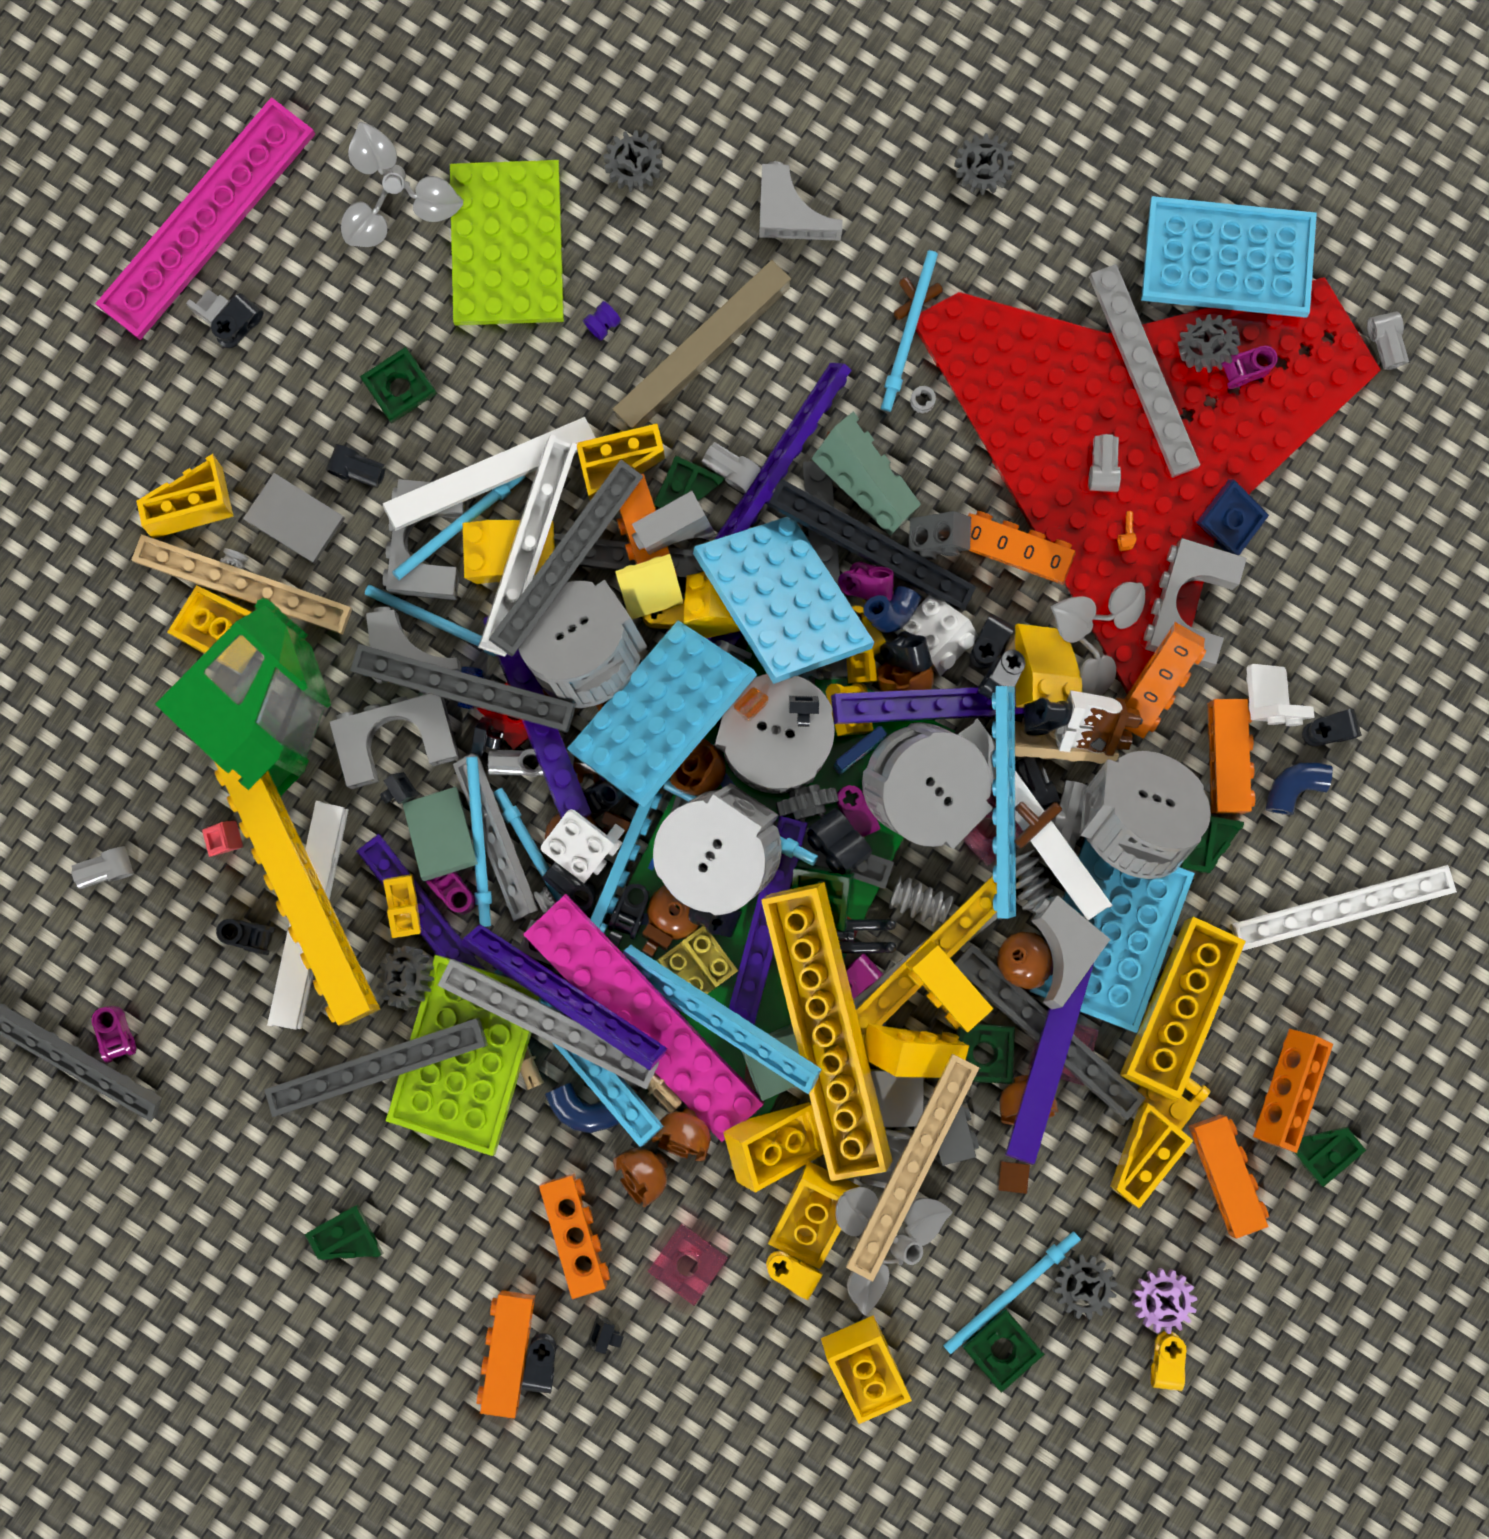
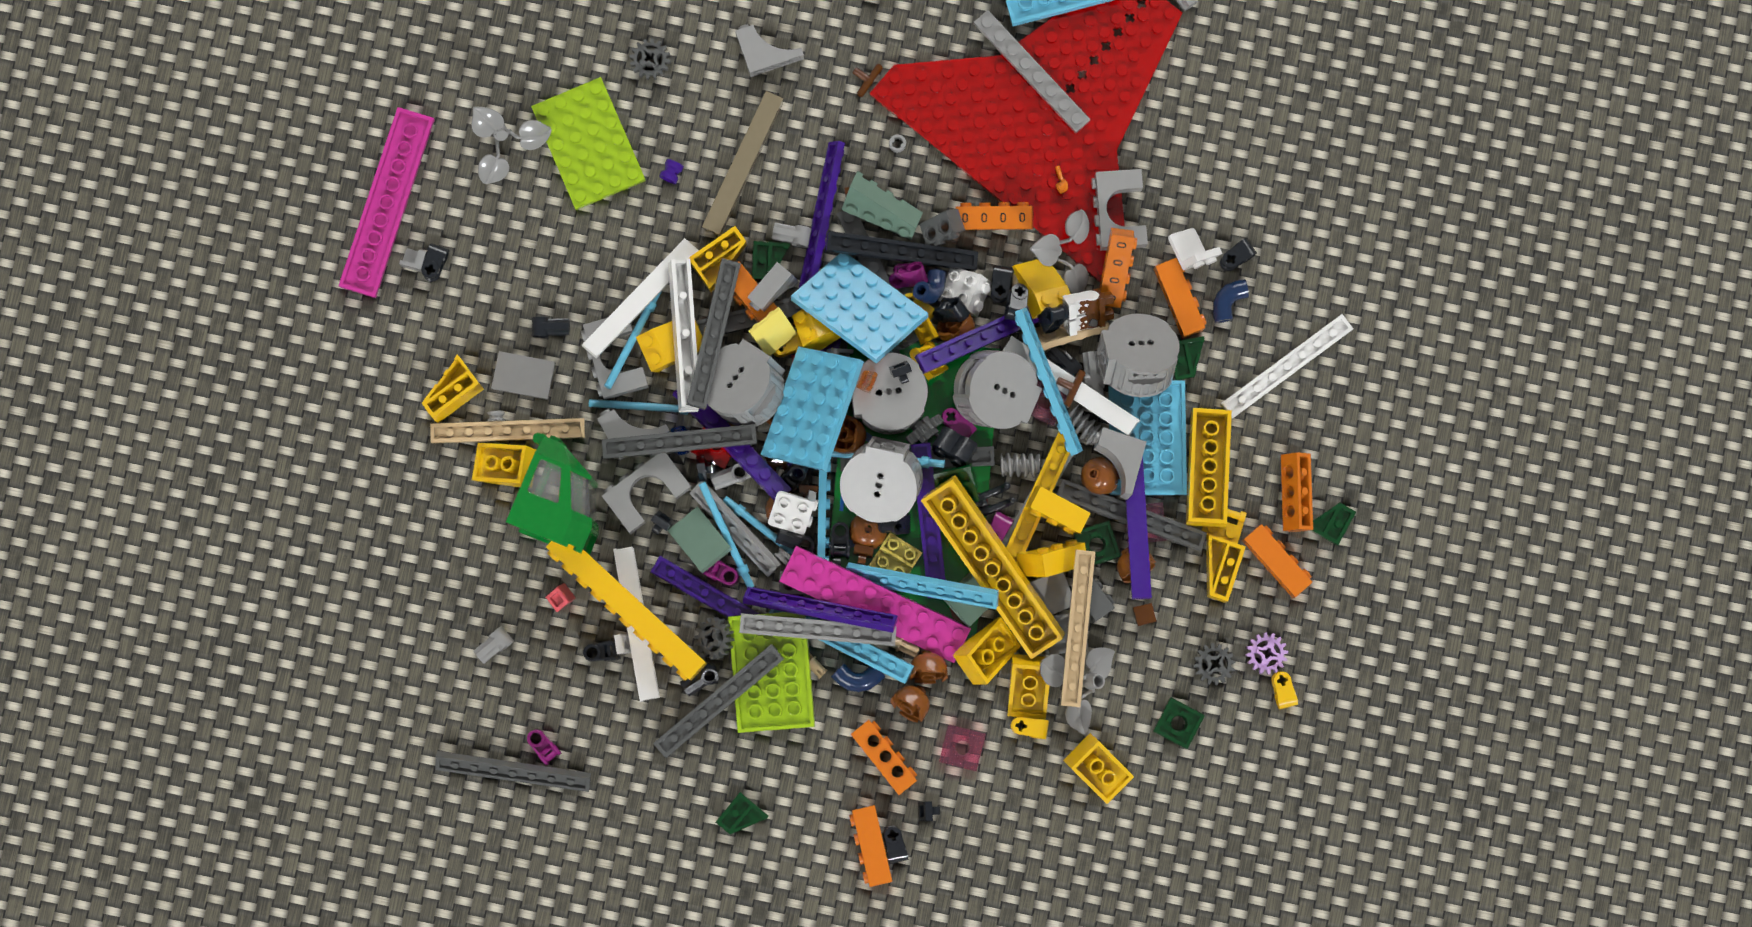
camera: 25 degrees left, 0 degrees up
(276, 935) = (622, 643): none -> white tile
(366, 1027) = (700, 680): none -> black piece
(398, 366) = (552, 250): dark green piece -> none
(402, 906) = (694, 594): yellow slope -> none
(859, 750) = (944, 385): dark blue tile -> none
(894, 381) = (874, 139): medium azure bar -> none
(1054, 1254) = (1188, 653): medium azure bar -> none
(1104, 471) = (1031, 147): light grey piece -> none
(1209, 343) = (1066, 39): dark grey gear -> none
(1232, 518) = (1124, 145): dark blue tile -> none
(1245, 367) = (1094, 46): magenta piece -> none

